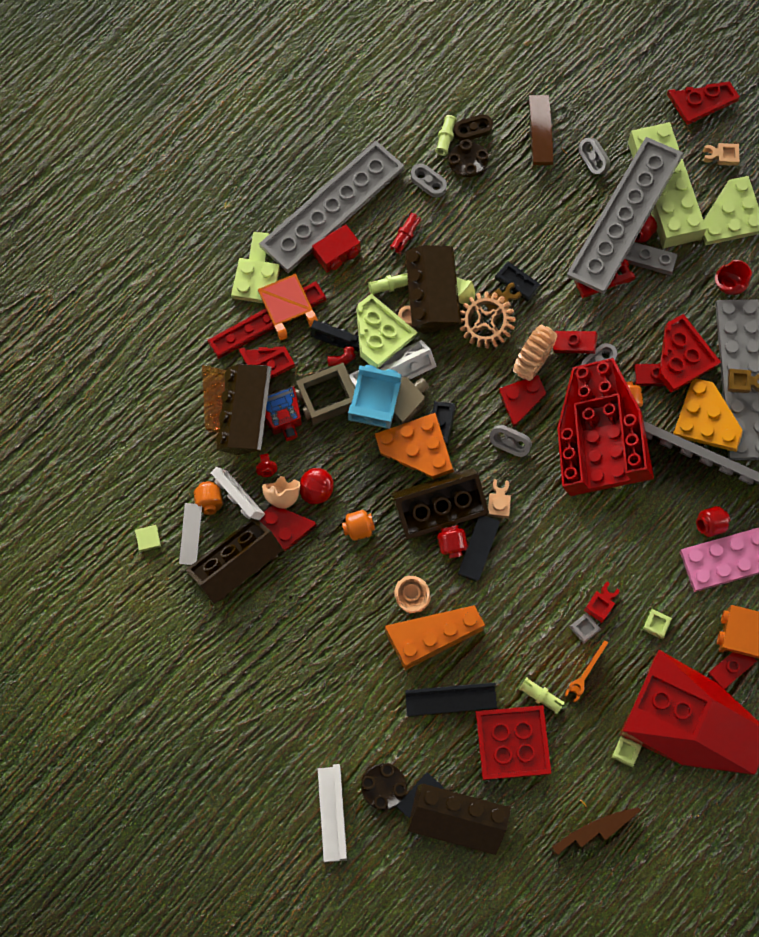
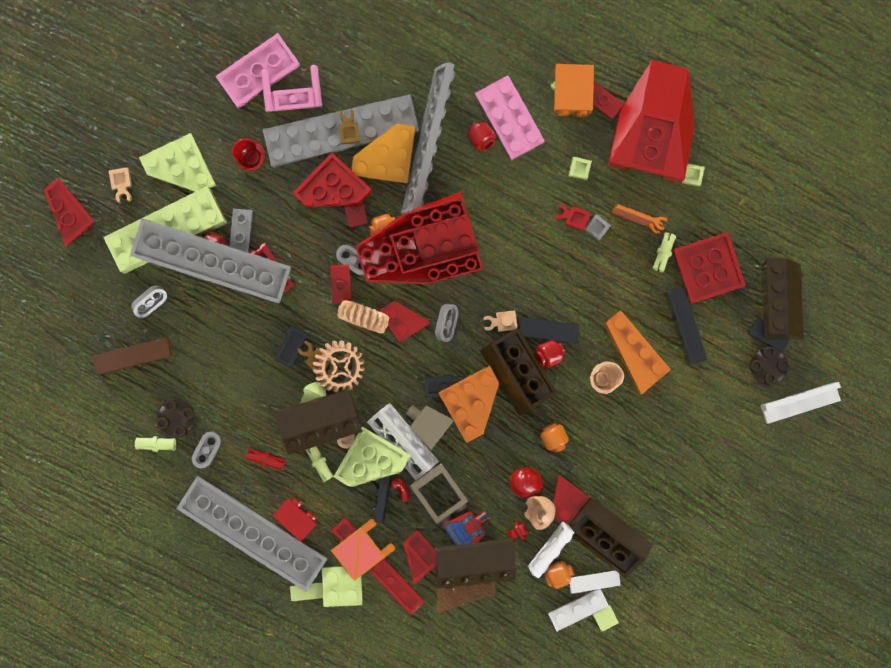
camera: 105 degrees left, 15 degrees up
(165, 512) = (578, 609): none -> white plate
(375, 396) = (438, 449): medium azure panel -> none
(472, 127) = (142, 420): dark brown plate -> none
(601, 827) = (760, 183): reddish brown slope -> none

